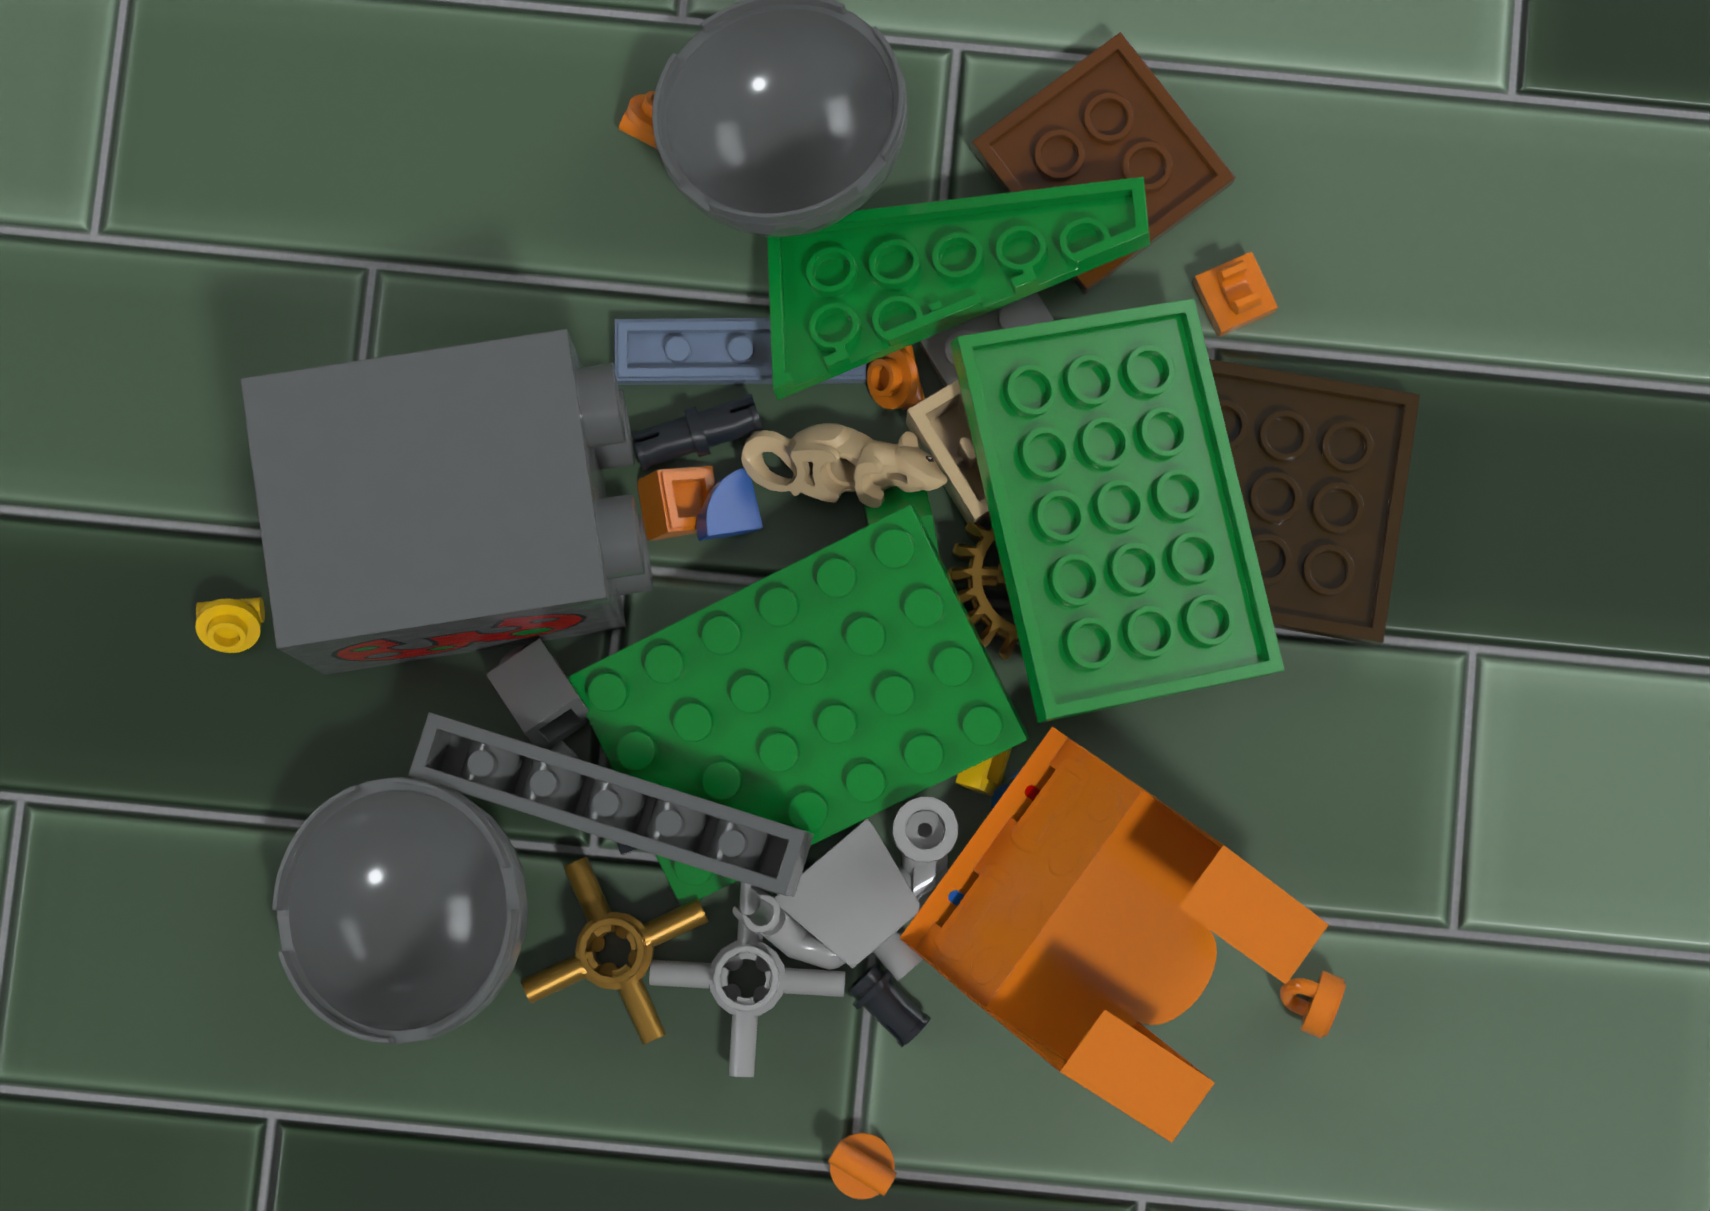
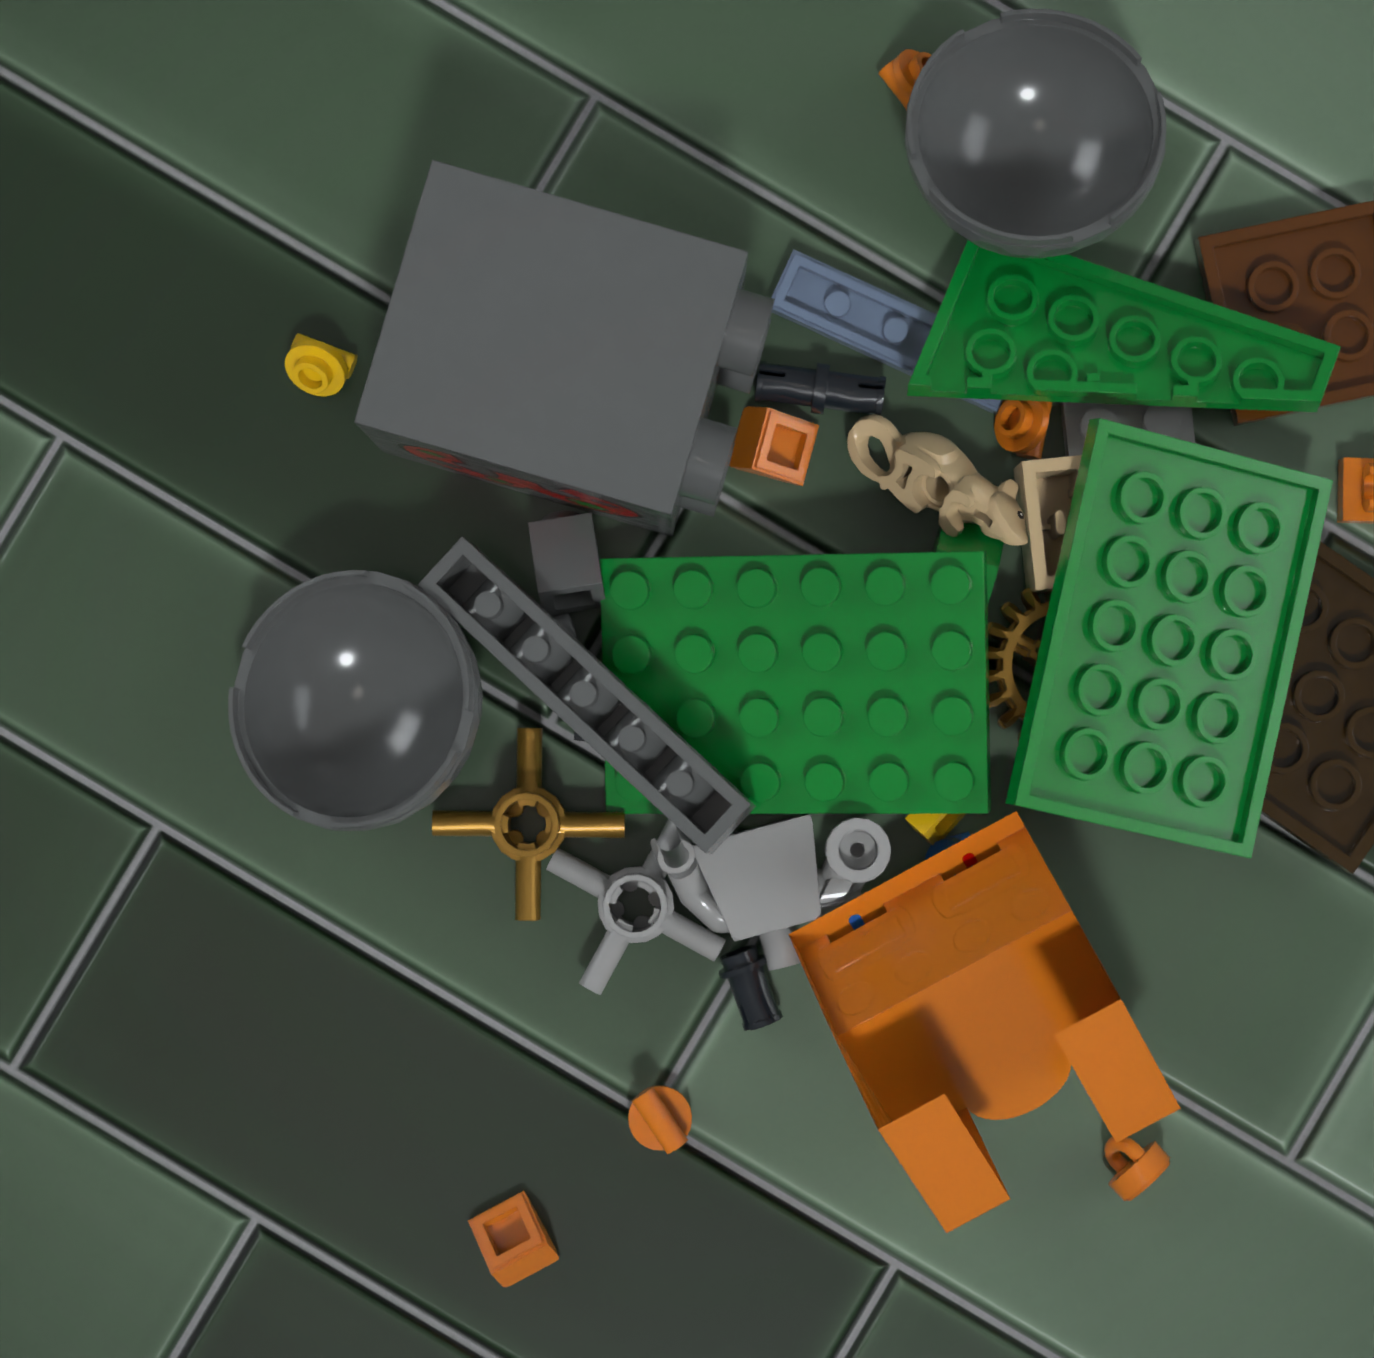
camera: 30 degrees right, 5 degrees up
(729, 508) = (817, 472): tile -> none

